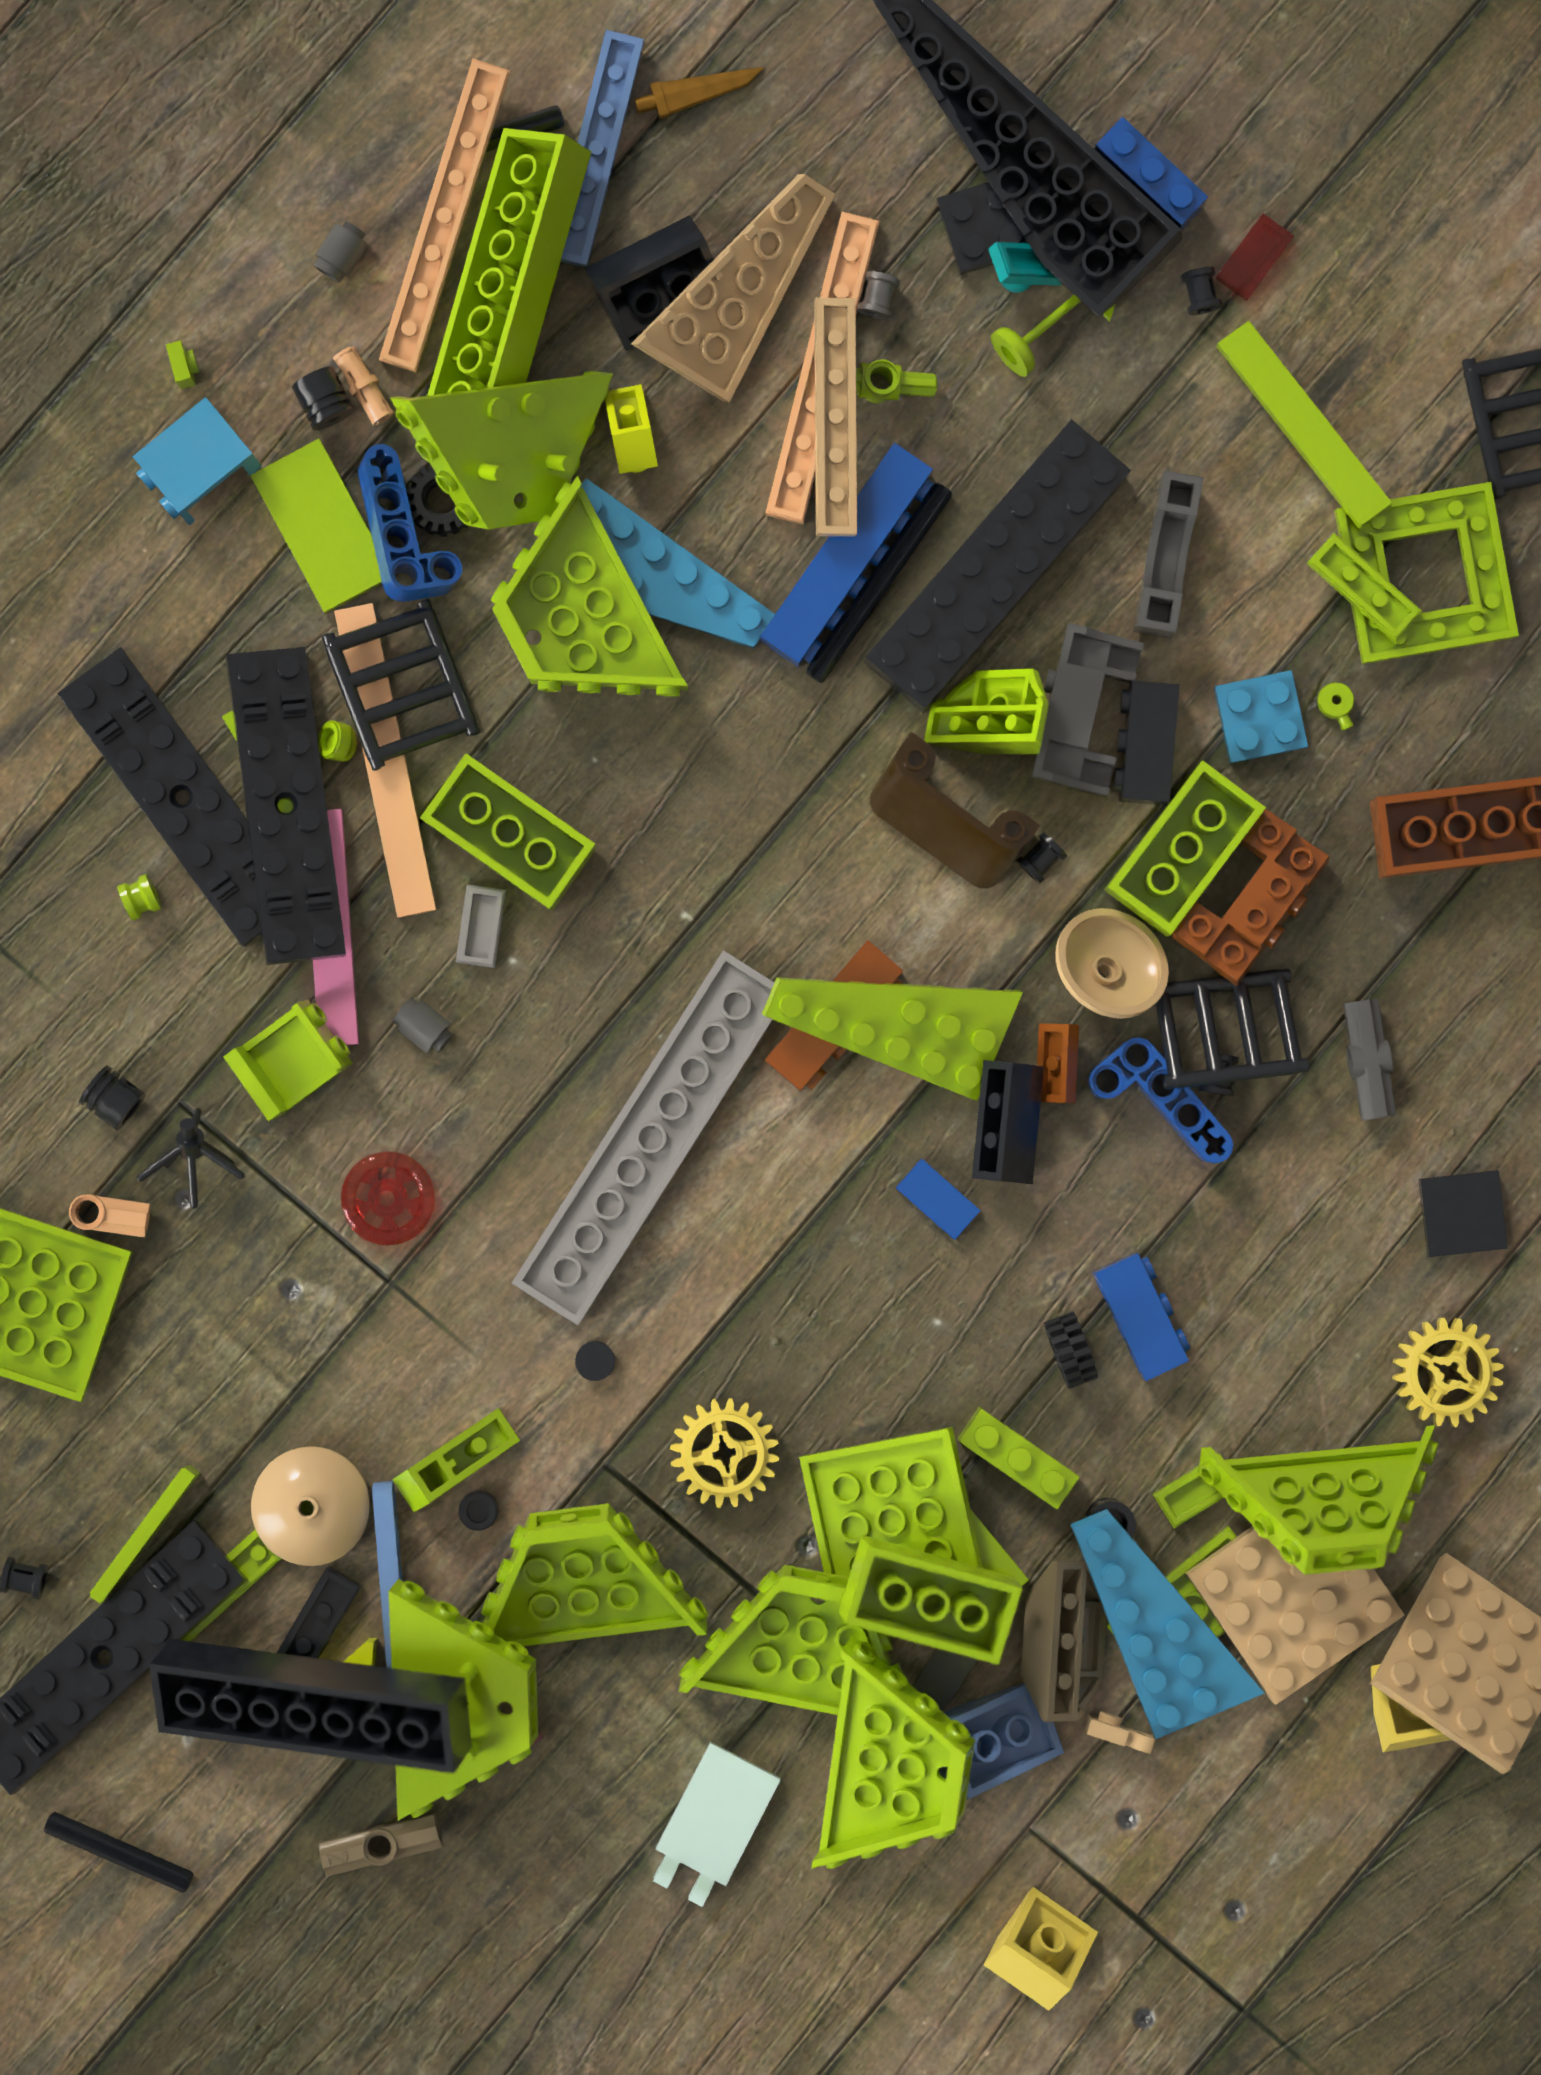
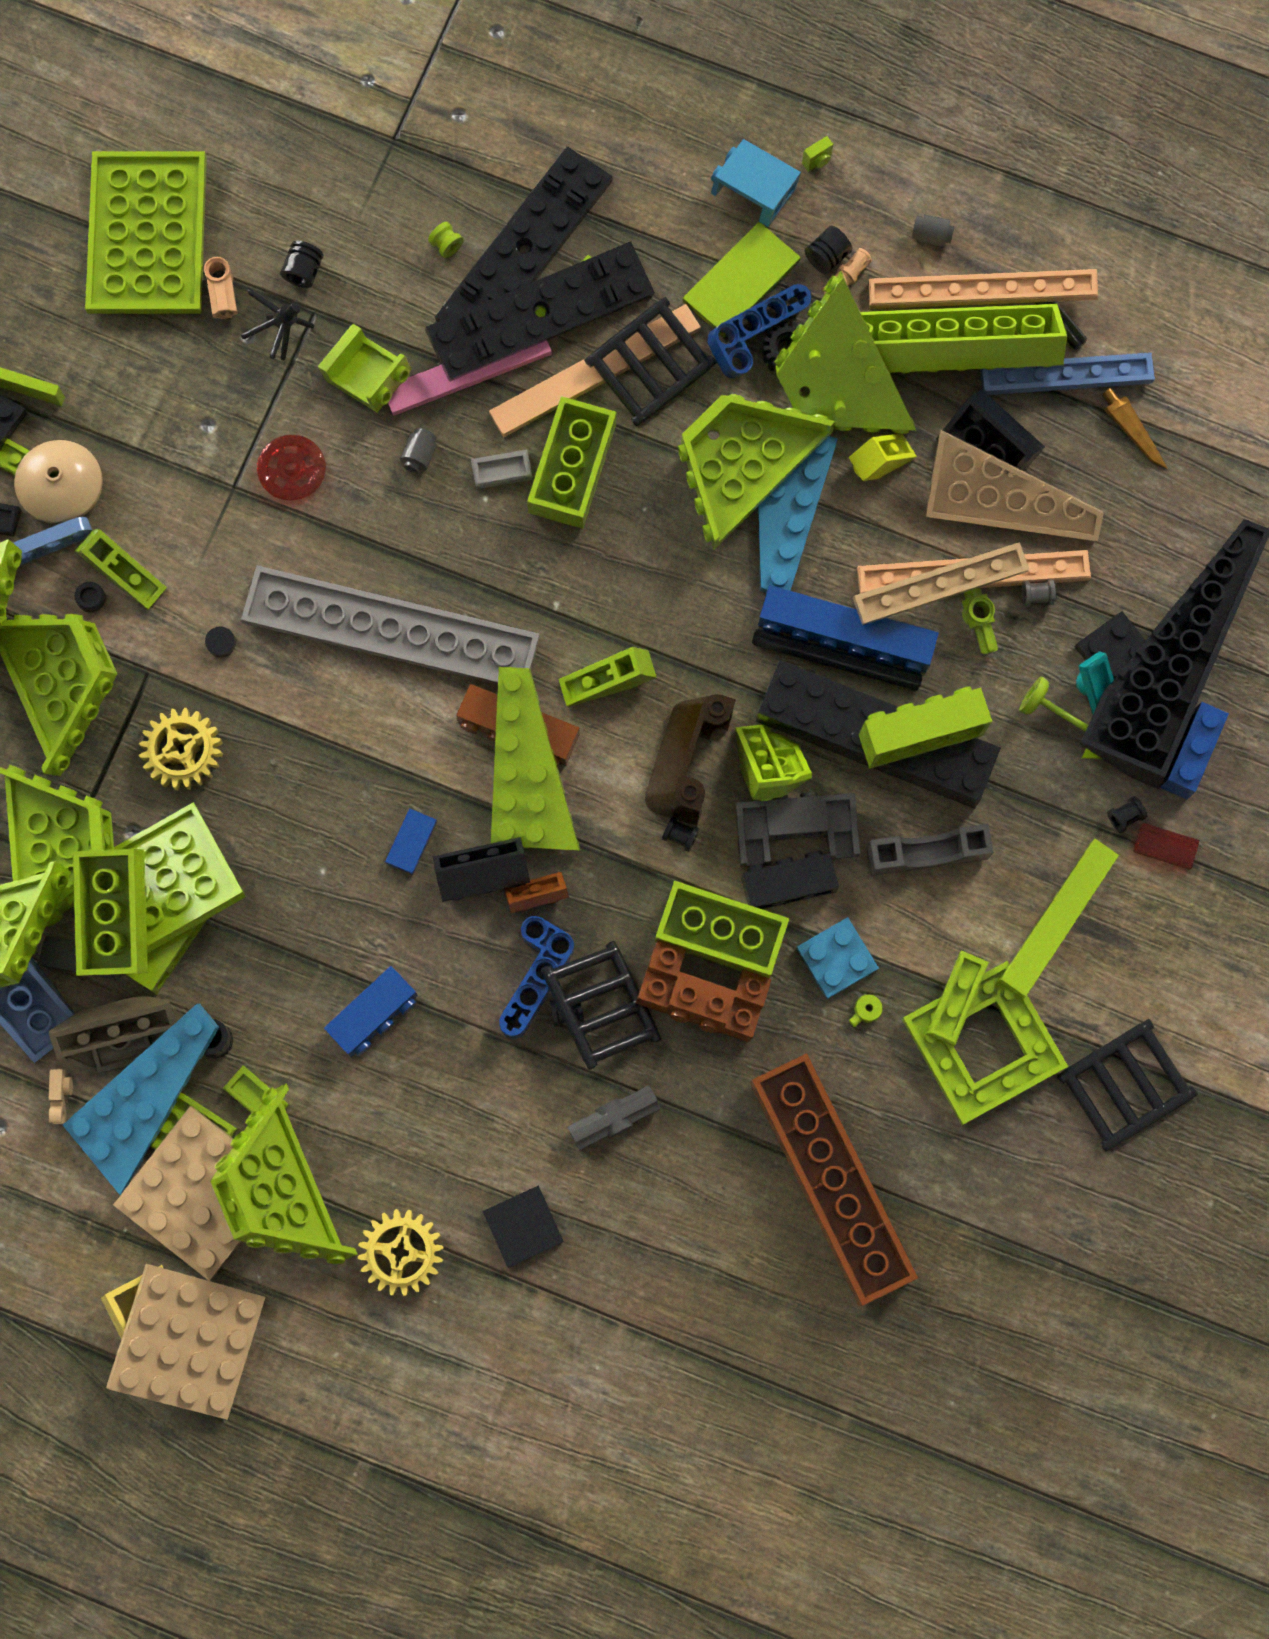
camera: 70 degrees right, 10 degrees down
(337, 741) = (596, 331): lime tile -> none
(808, 882) = (608, 676): none -> lime slope
(1018, 1457) = (240, 956): lime brick -> none
(1027, 507) = (924, 726): none -> lime brick
(1071, 1350) = (329, 967): black tyre -> none
(1119, 949) = (635, 906): tan dish -> none

